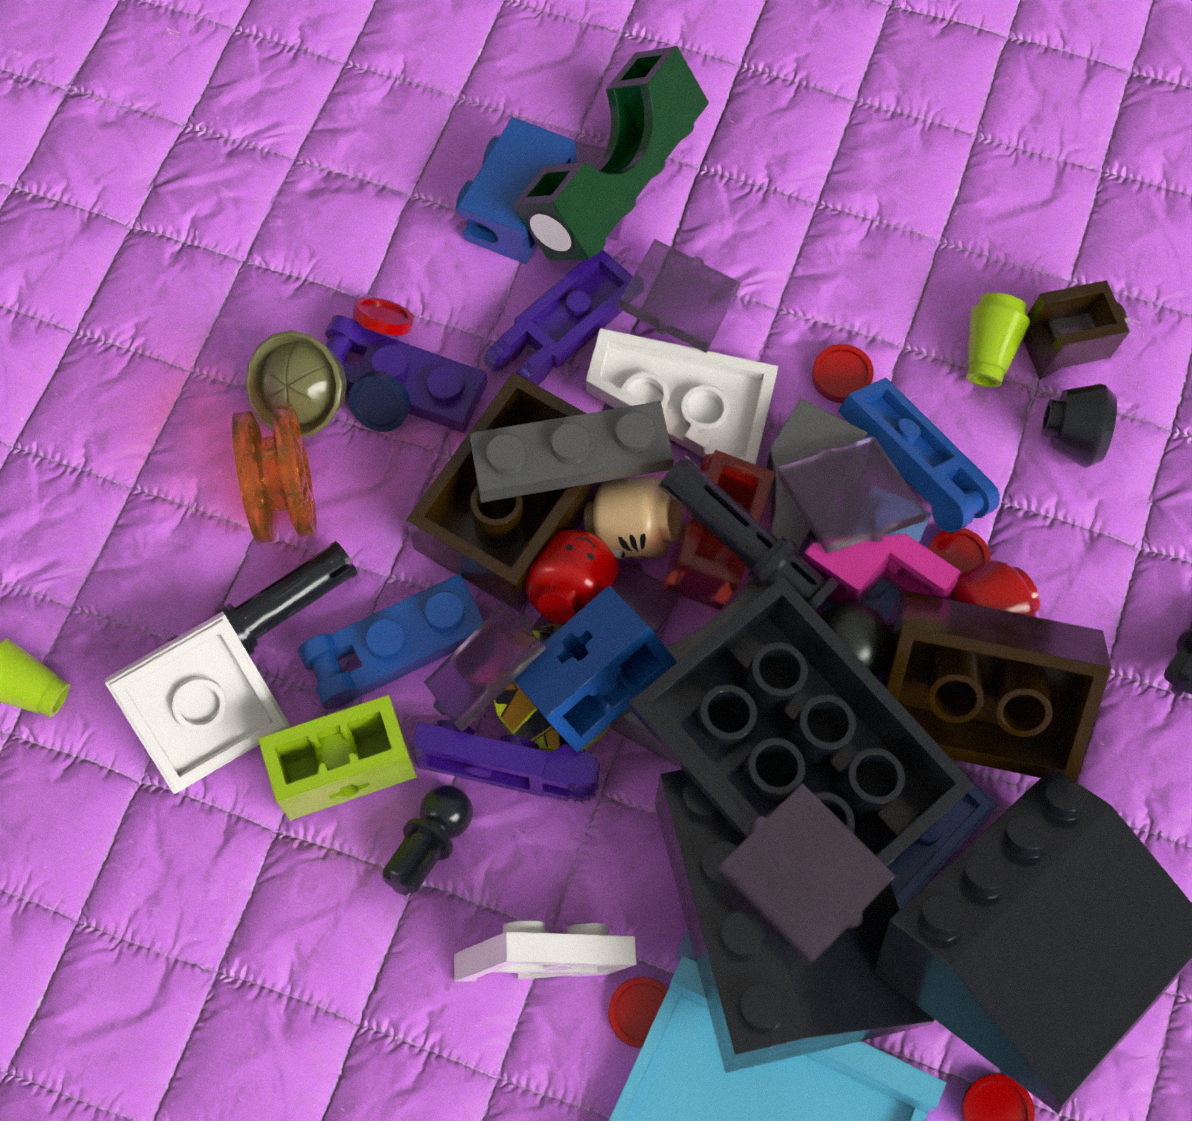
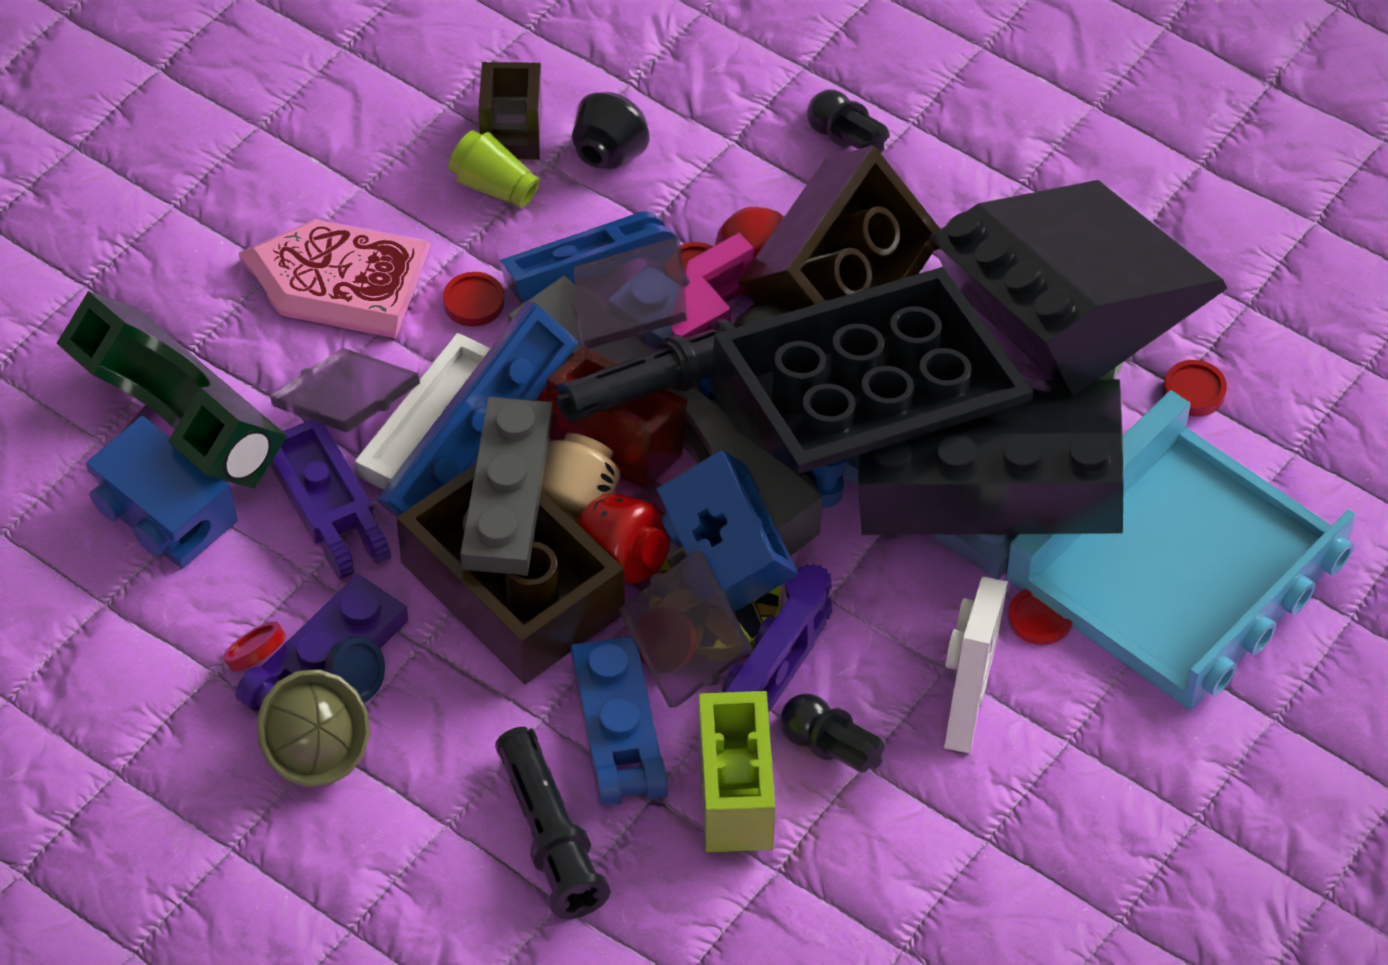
camera: 75 degrees left, 15 degrees down
(197, 702) = (633, 884): white tile -> none
(274, 474) = (417, 754): clear orange wheel -> none
(695, 413) = (512, 369): none -> blue tile
(806, 873) = (988, 387): clear purple piece -> none
(826, 255) = (339, 275): none -> bright pink tile

